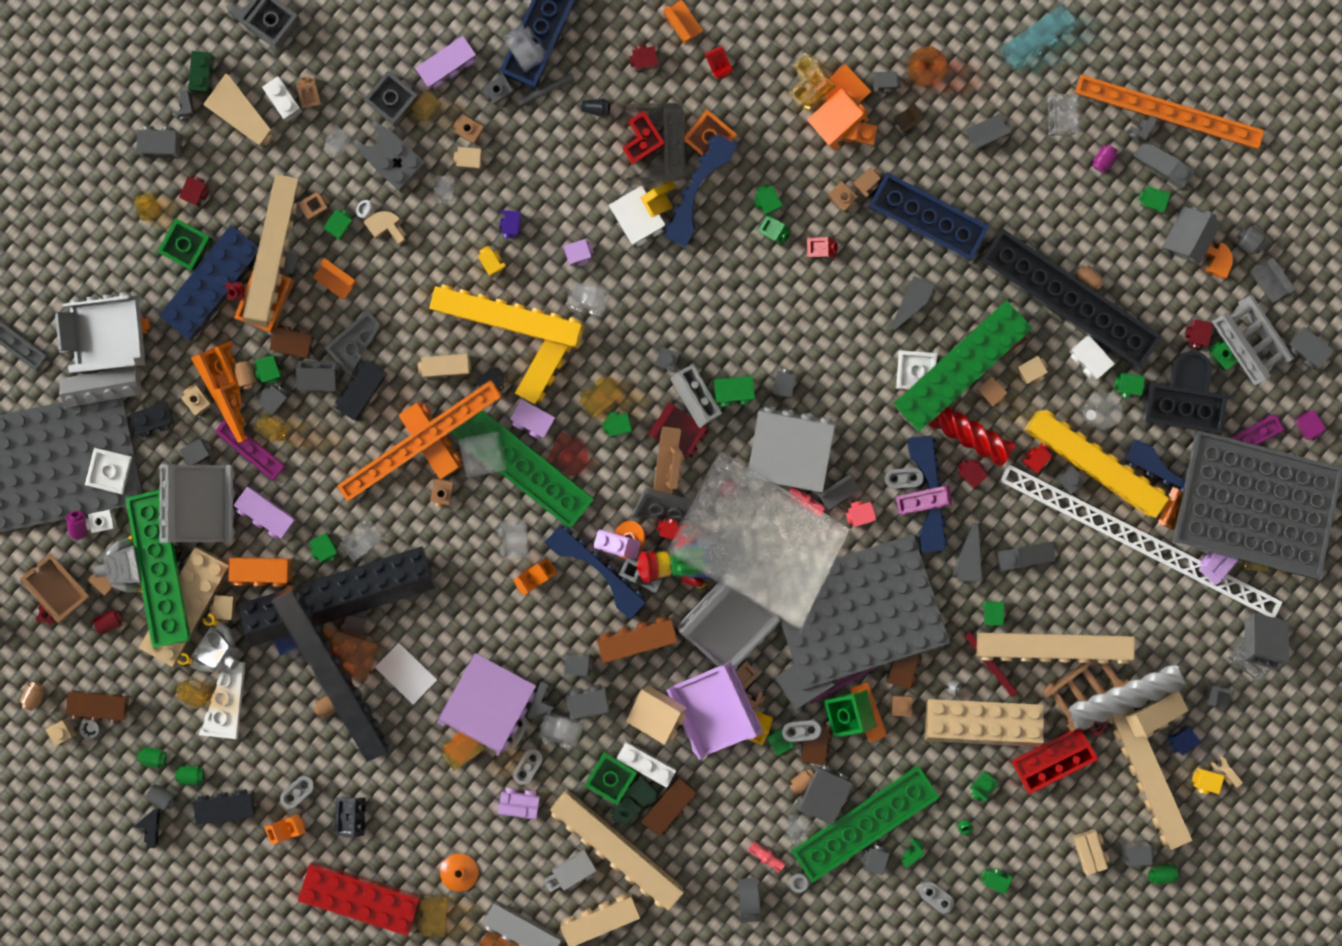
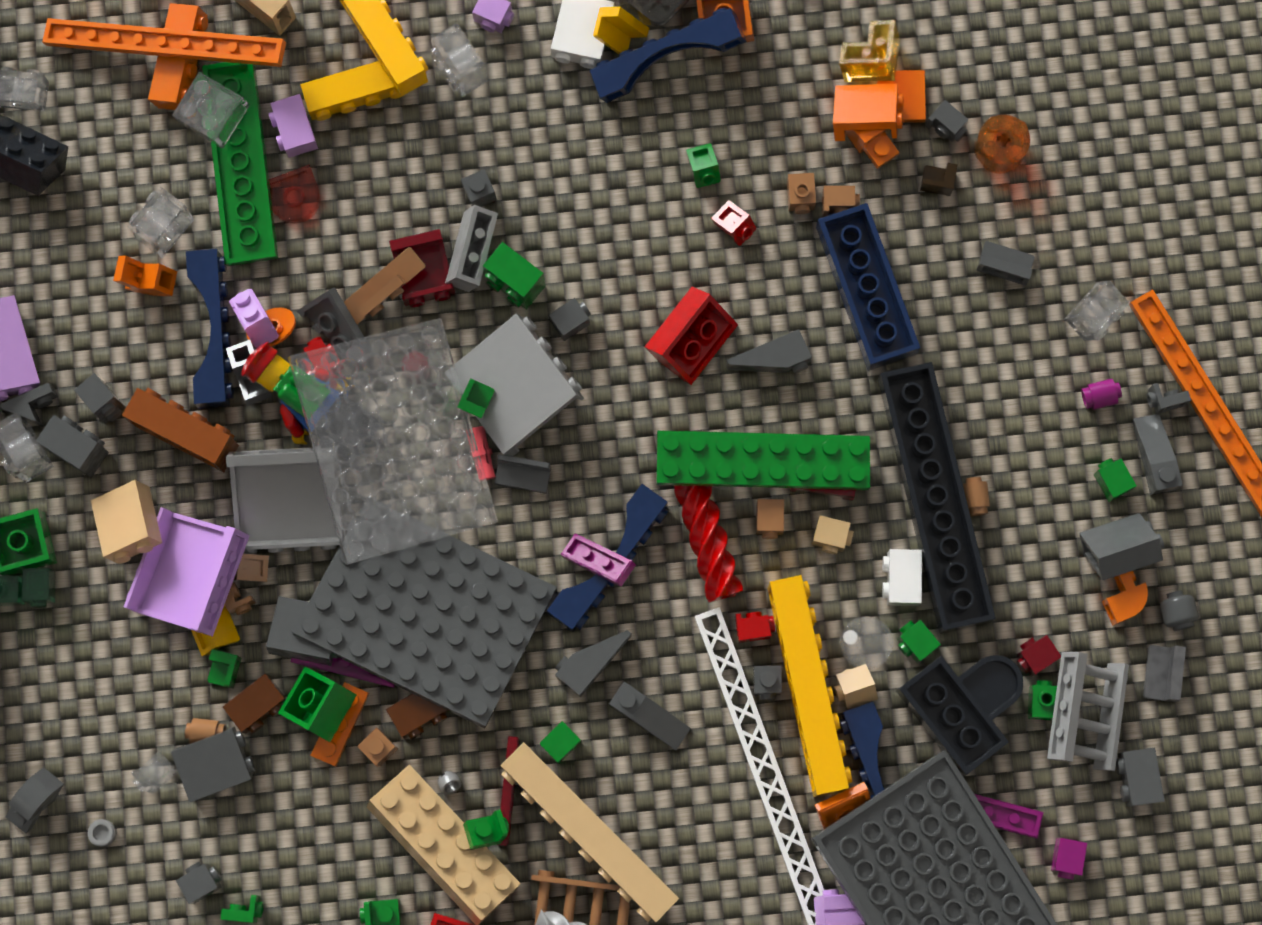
camera: 45 degrees right, 10 degrees down
(445, 485) = (147, 119): medium nougat brick -> none
(495, 375) = (295, 57): black brick -> none
(600, 396) = (379, 166): clear yellow brick -> none
(617, 424) = (370, 207): green brick -> none
(646, 763) = (69, 563): white brick -> none
(669, 807) = (49, 628): reddish brown brick -> none
(766, 856) = (95, 773): coral pin -> none
(767, 200) = (724, 129): green brick -> none
(781, 477) = (476, 398): none -> green panel
(802, 732) = (252, 674): light grey plate -> none
(857, 331) = (691, 335): none -> red slope
(860, 513) = (523, 516): coral brick -> none
(865, 823) = (225, 835): green plate -> none
(904, 478) = (601, 521): light grey plate -> none
(913, 367) = (714, 417): white tile -> none
(972, 472) = (674, 579): dark red brick -> none
(1001, 695) = (486, 830): none -> green bracket
(1037, 36) = (1142, 214): clear light blue brick -> none
(1119, 440) = (855, 687): none -> tan brick

